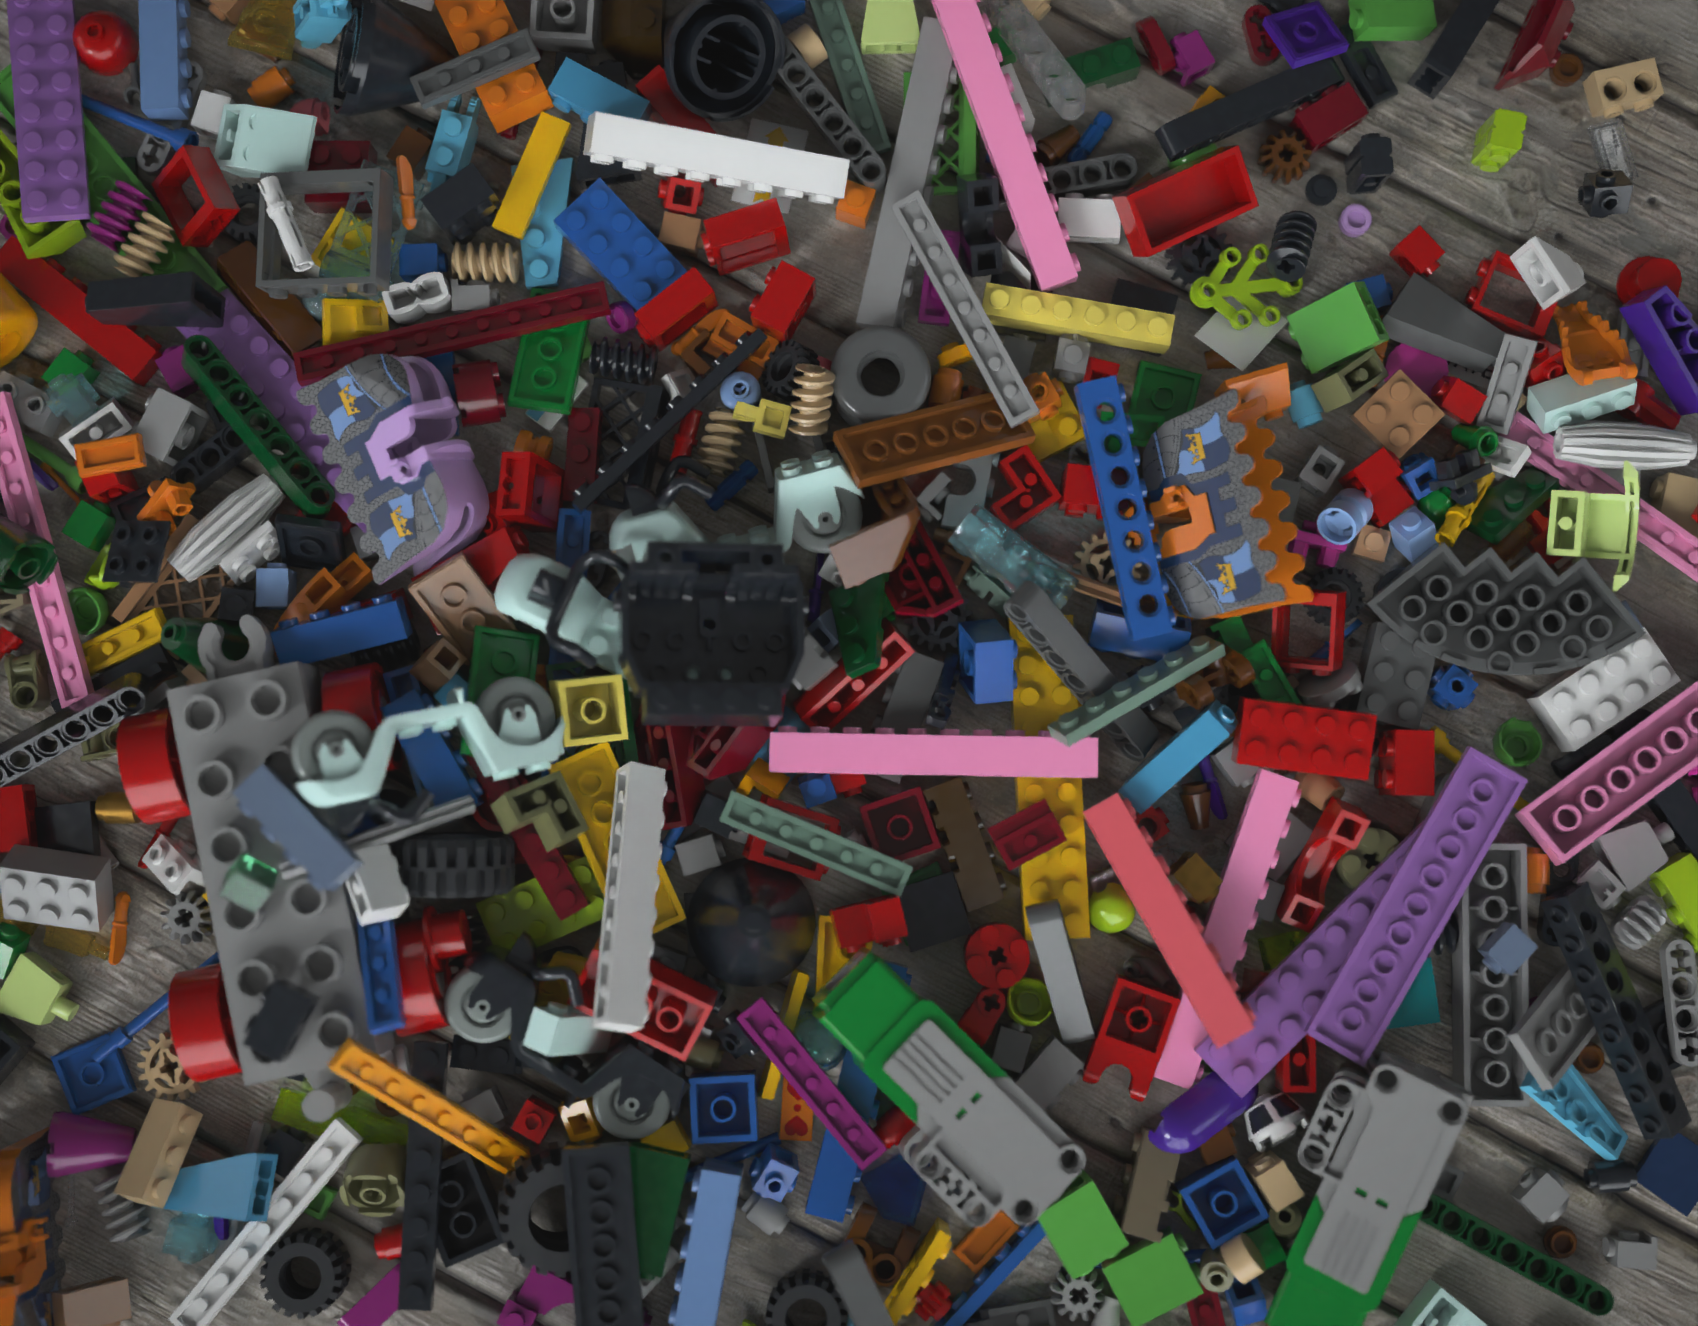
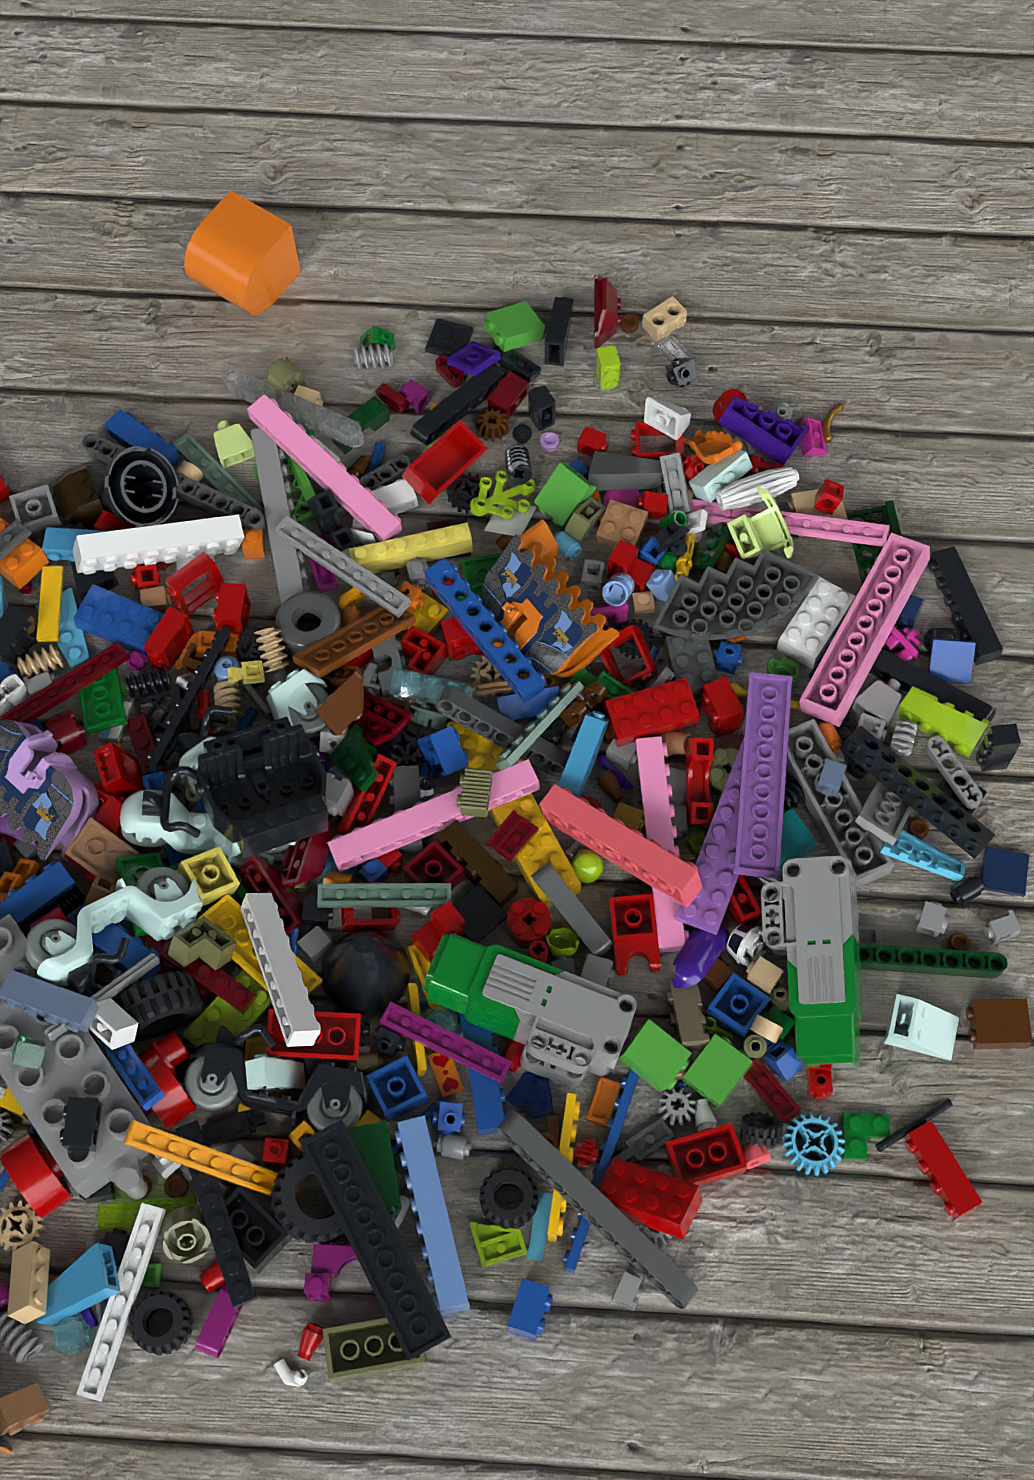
camera: 25 degrees left, 20 degrees down
(1002, 759) = (475, 792): none -> olive brick

